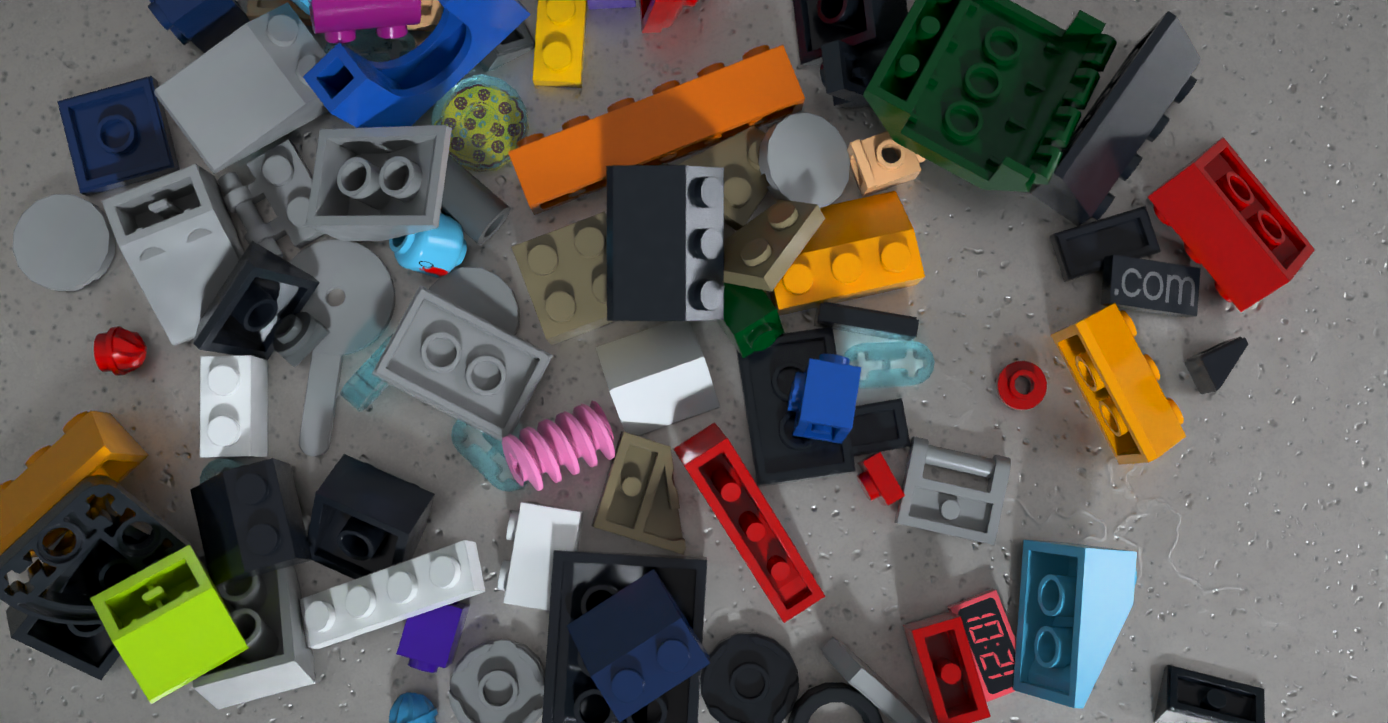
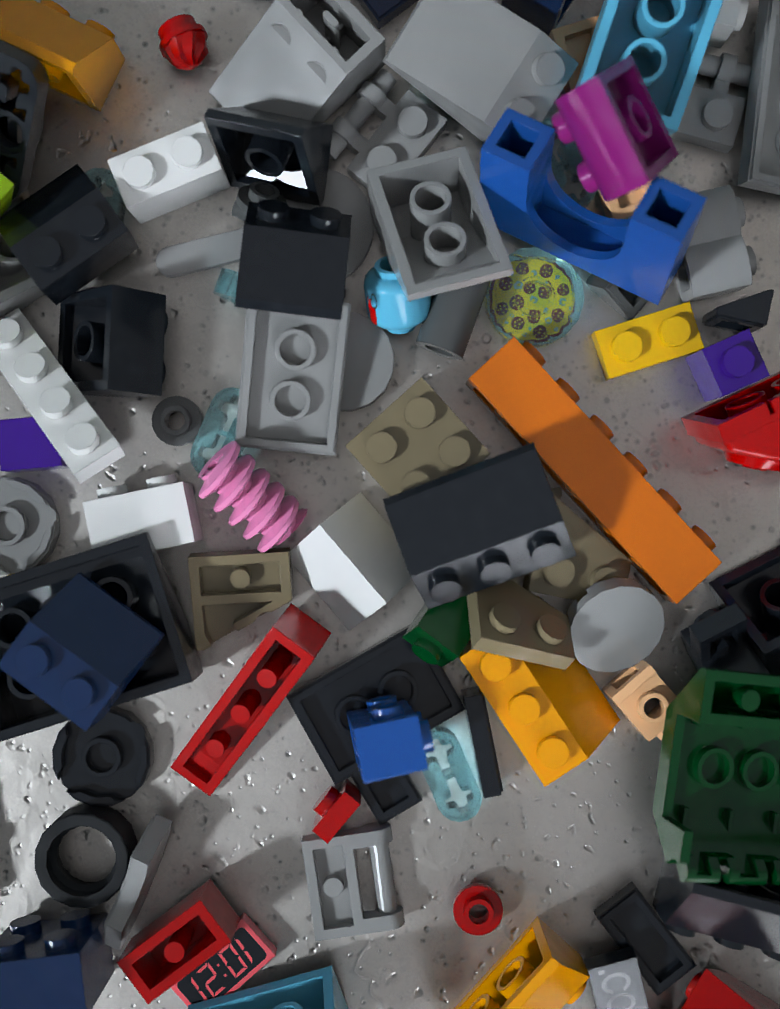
camera: 70 degrees right, 5 degrees up
(359, 319) = (293, 259): none -> black slope
(479, 494) = (191, 426): none -> dark grey plate

